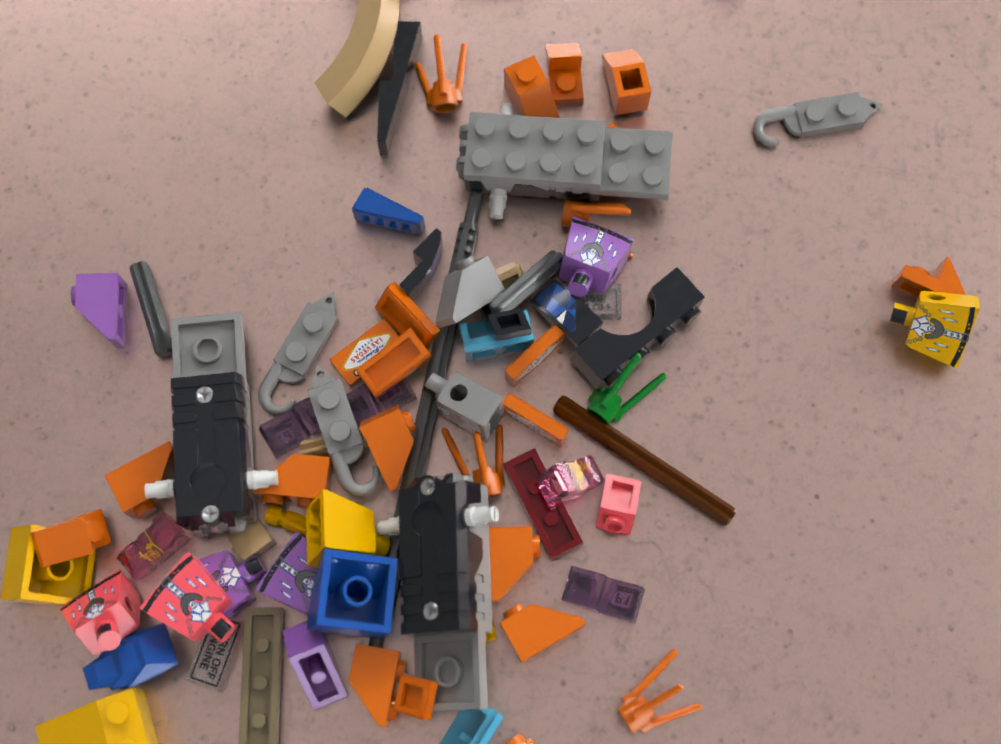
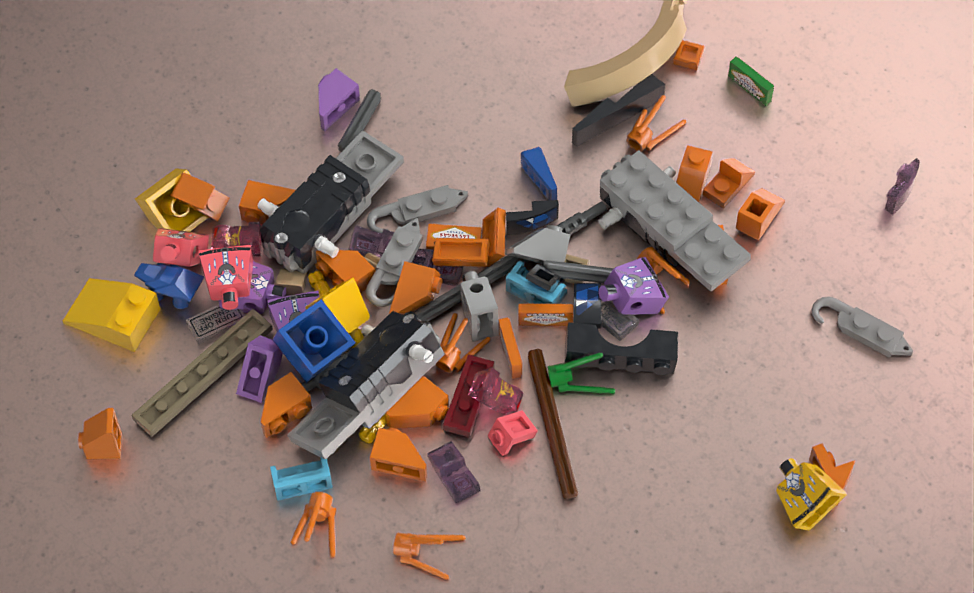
camera: 45 degrees right, 15 degrees down
(415, 696) = (294, 425): orange tile -> none

